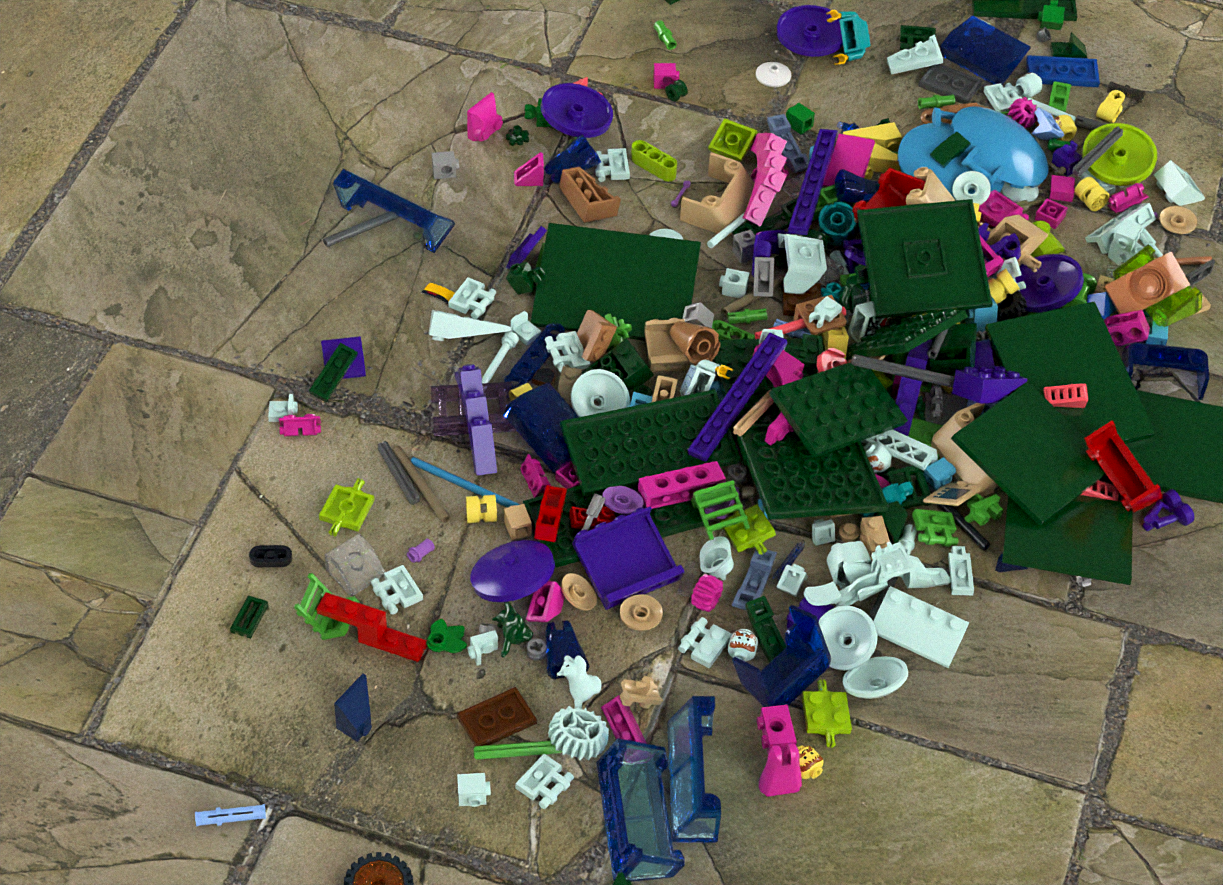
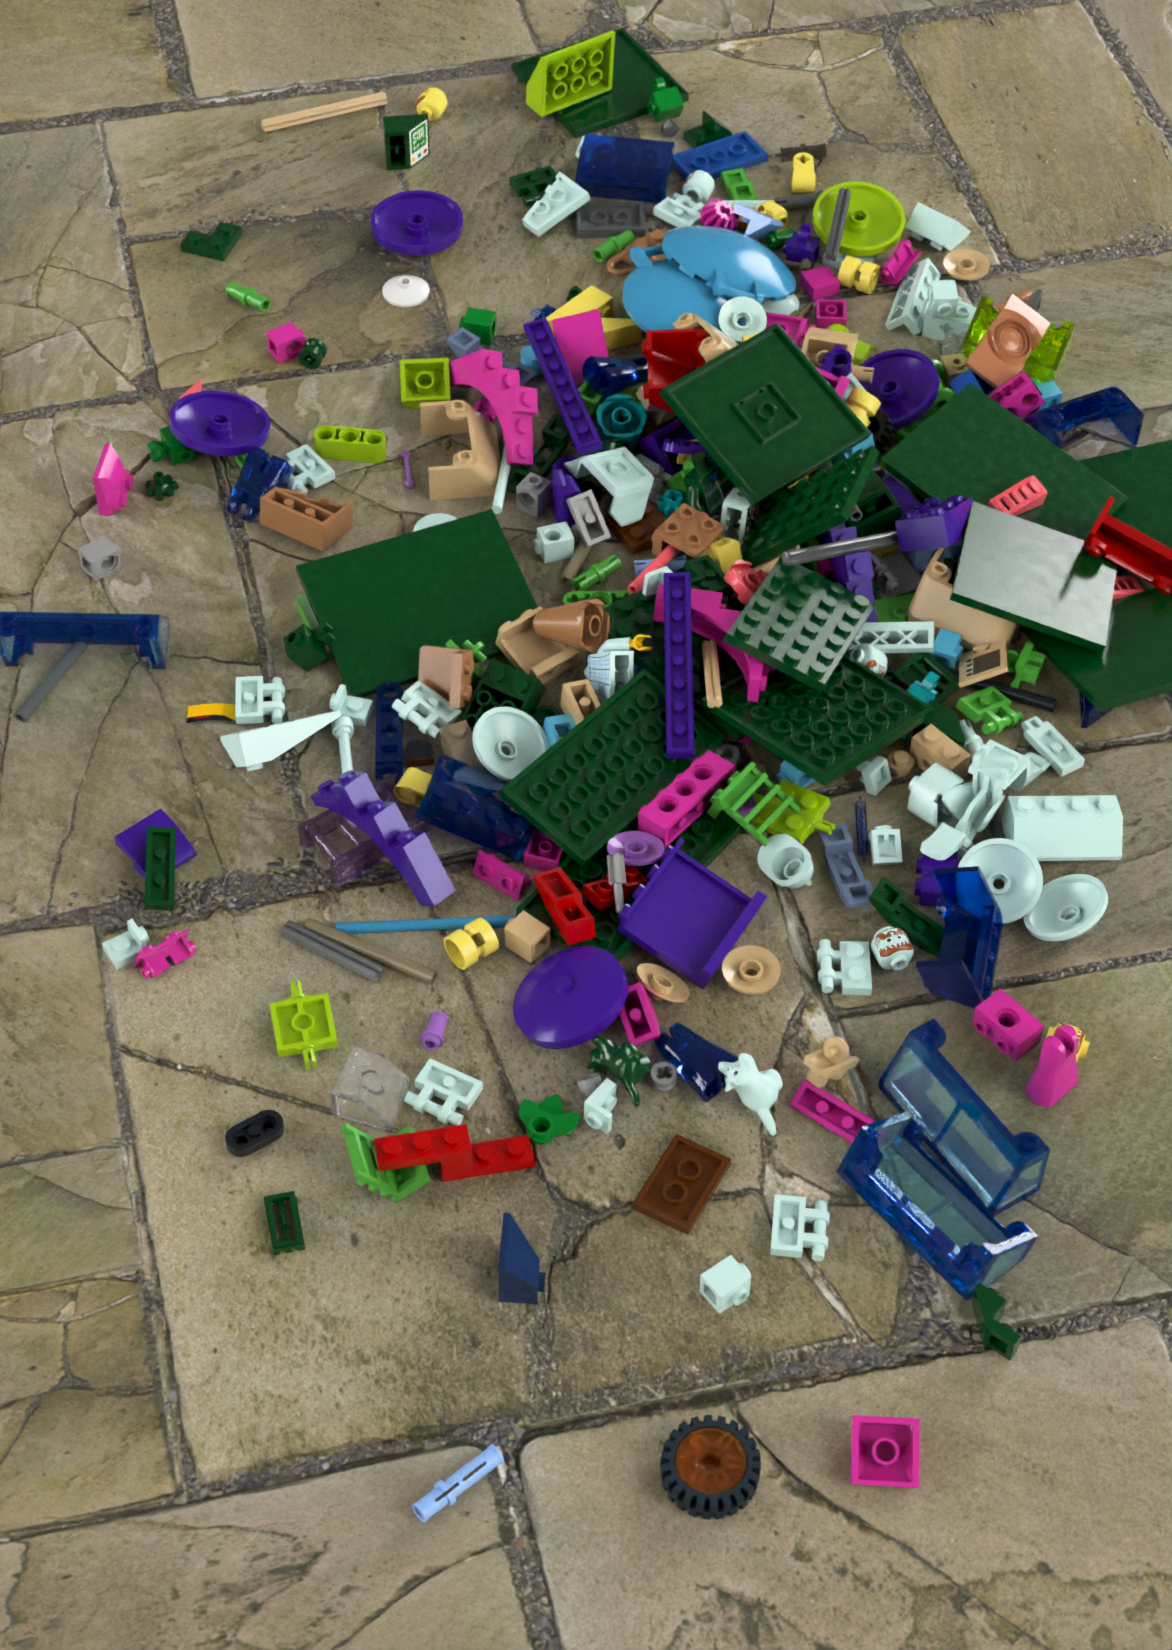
camera: 30 degrees left, 0 degrees up
(514, 750) = (736, 1207): bright green axle -> none
(526, 247) = (284, 610): dark purple slope -> none
(531, 172) = (215, 519): dark pink slope -> none
(578, 733) = (796, 1148): light aqua gear -> none
(698, 315) = (547, 595): light grey brick -> none
(707, 592) = (809, 908): dark pink gear -> none
(825, 310) = (696, 523): light aqua plate -> none
(826, 712) = (1039, 977): lime plate -> none
(854, 35) = (472, 208): teal torso -> none
(949, 149) = (692, 284): dark green slope -> none

